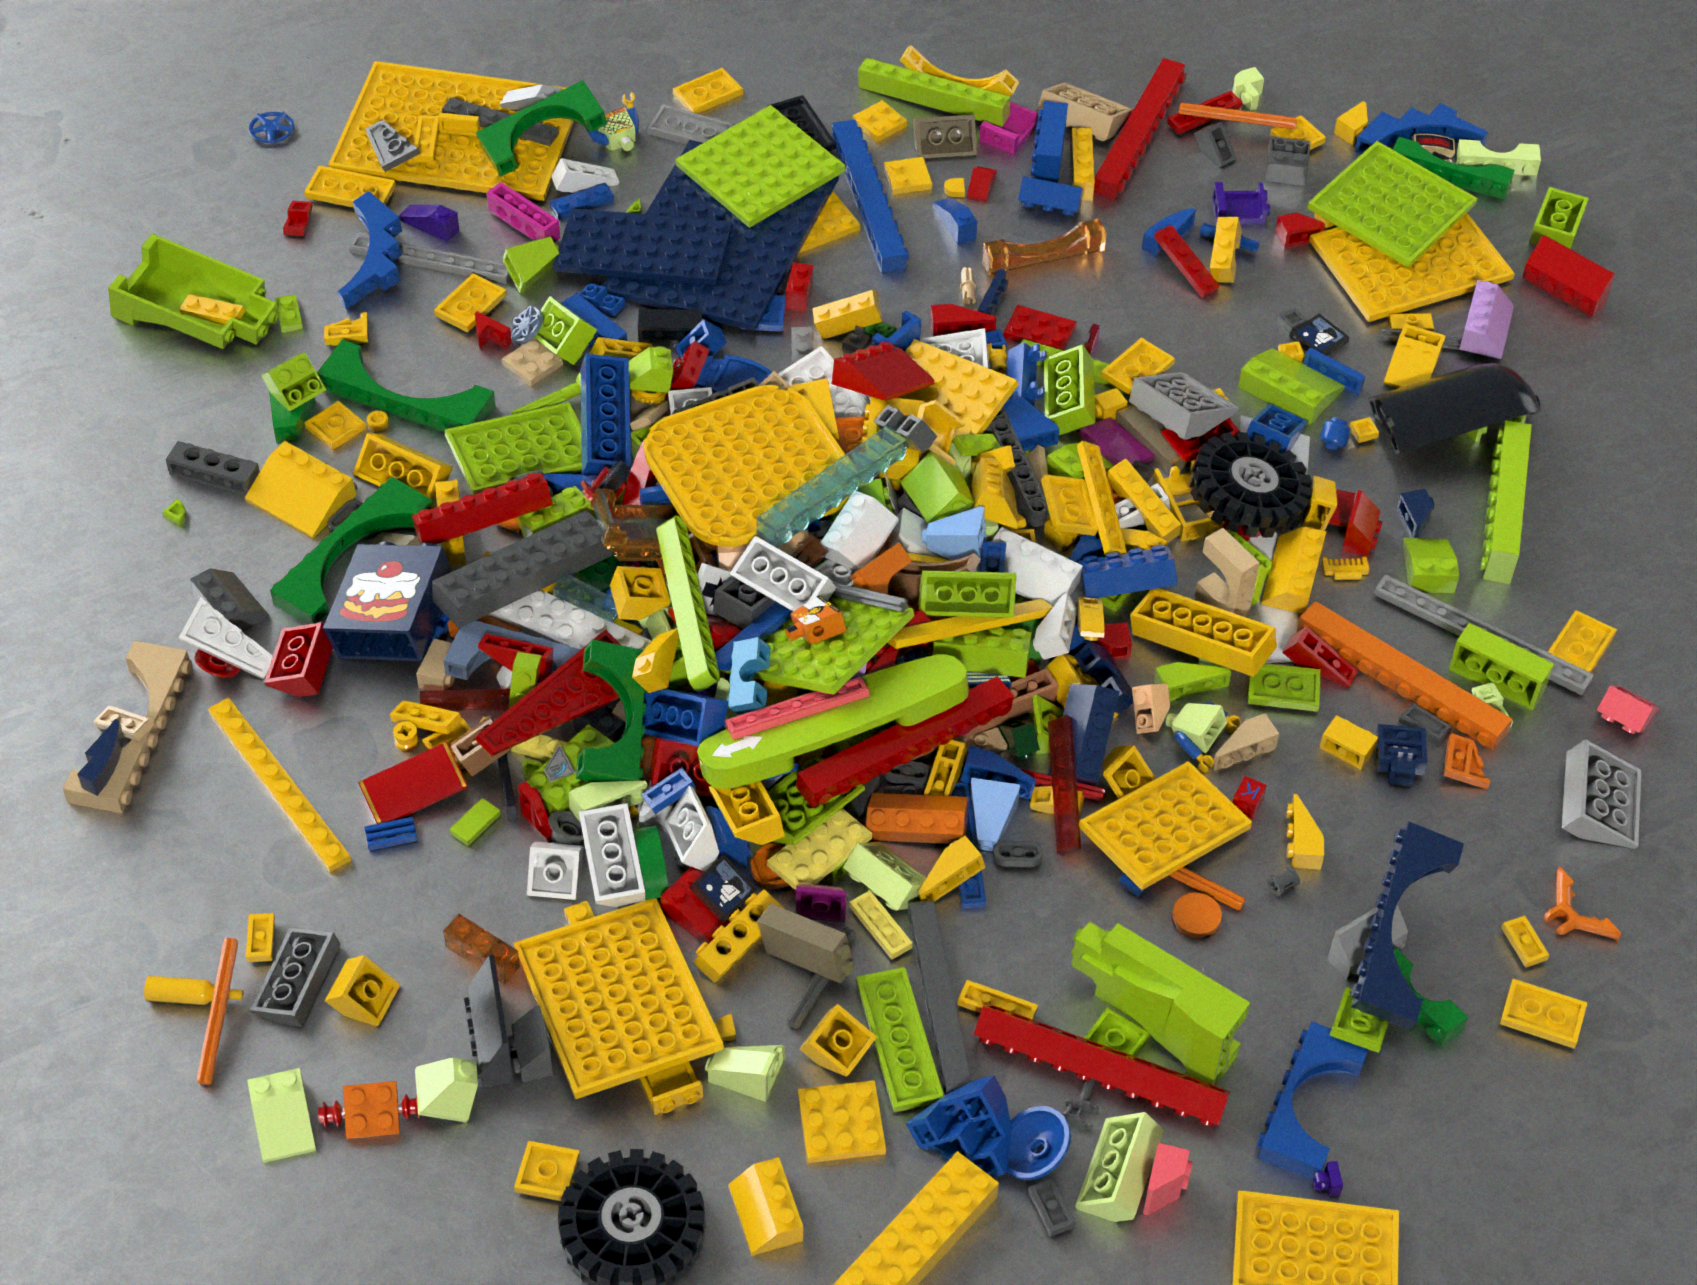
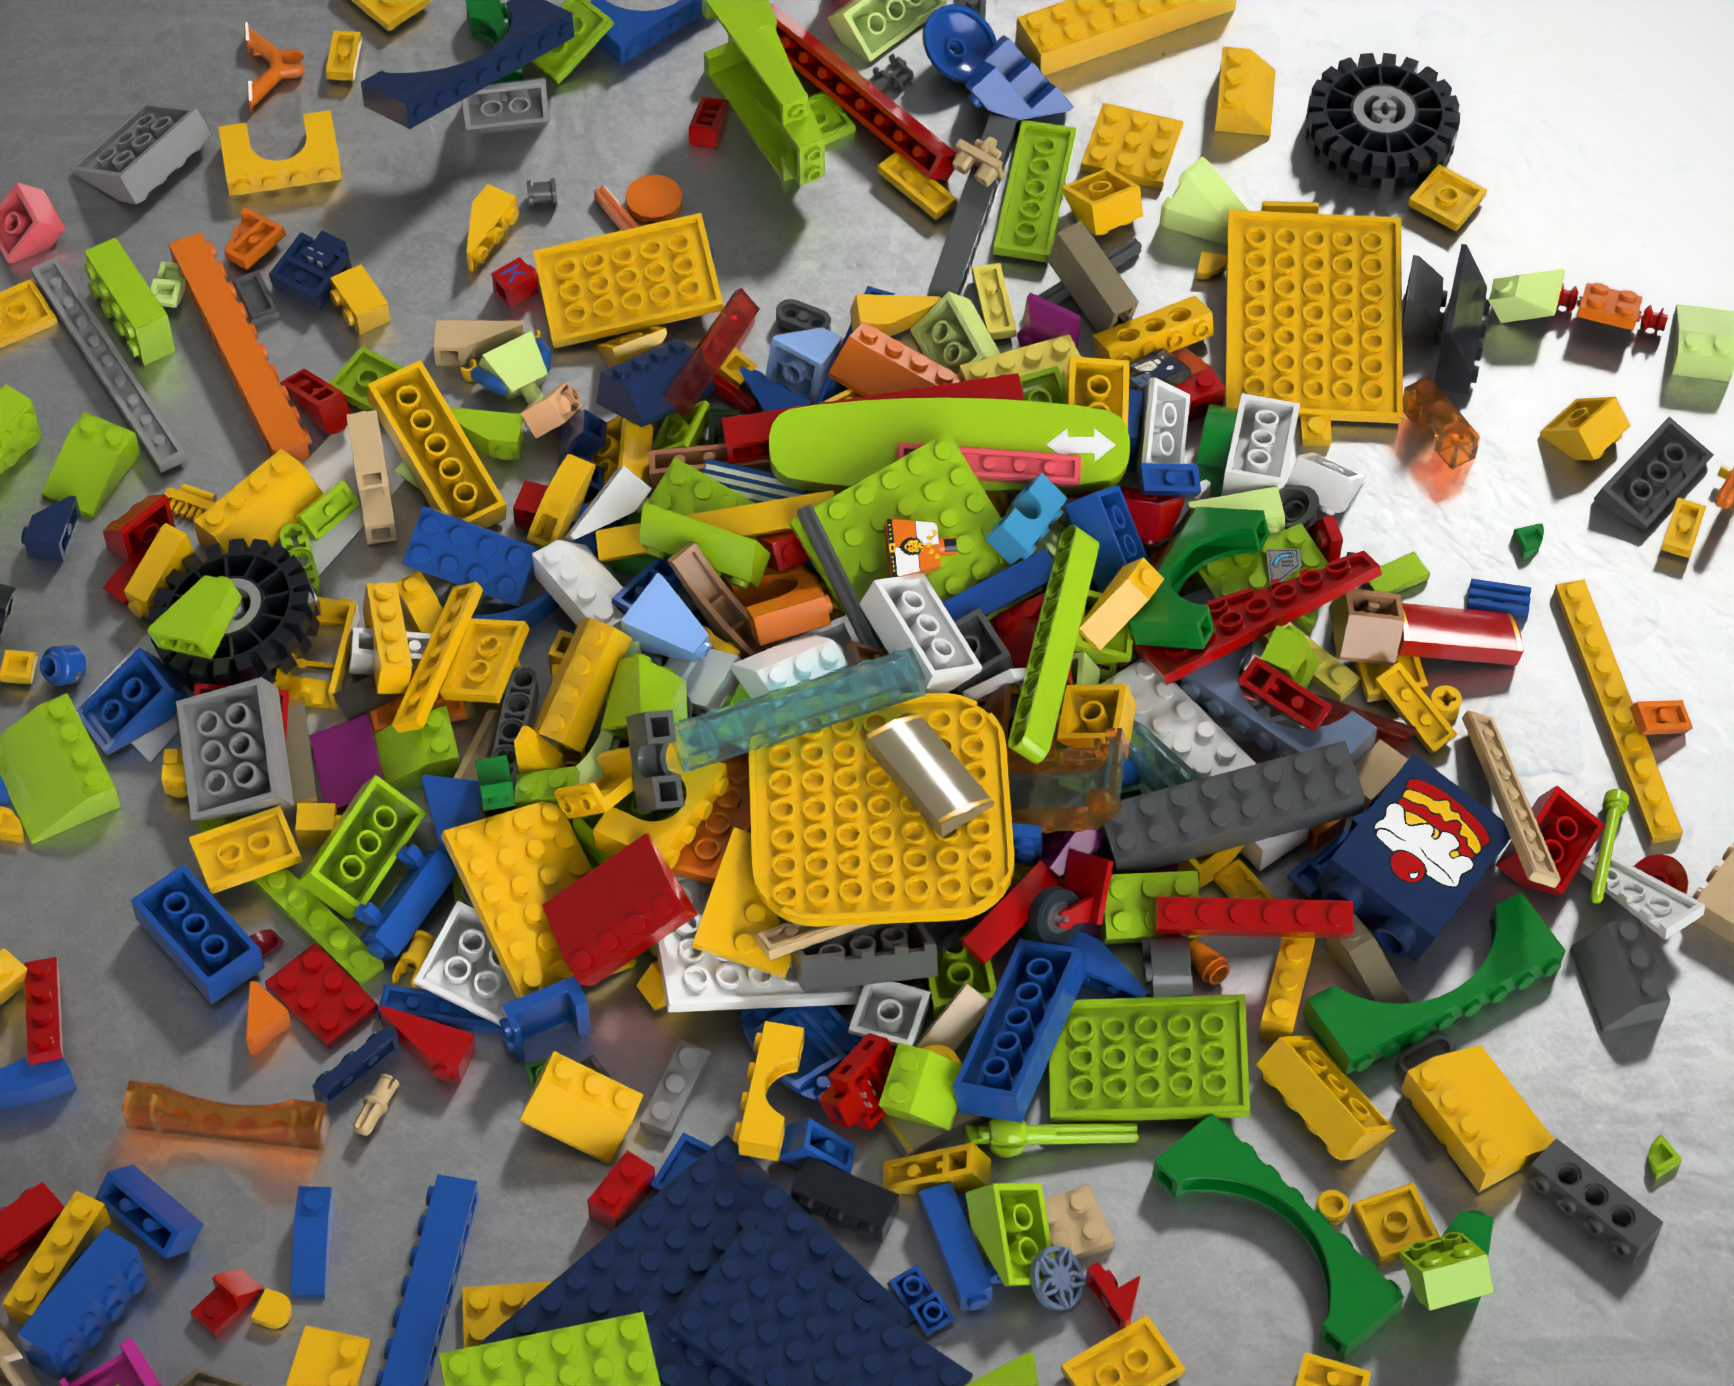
camera: 155 degrees left, 5 degrees up
(242, 774) = (1661, 717): none -> orange plate
(261, 708) = (1615, 805): none -> lime piece
(335, 657) = (1511, 799): none -> tan tile
(382, 890) = (1529, 539): none -> green tile
(727, 480) = (928, 773): none -> dark tan slope
(734, 321) = (762, 1127): none -> yellow arch
(951, 1017) = (981, 155): none -> tan hips
(1004, 424) = (495, 782): none -> green brick
(1063, 303) = (265, 1018): none -> orange slope
(1129, 319) = (197, 934): none -> blue brick
(1261, 449) = (198, 618): none -> lime slope
(1512, 810) = (313, 164): none -> yellow arch

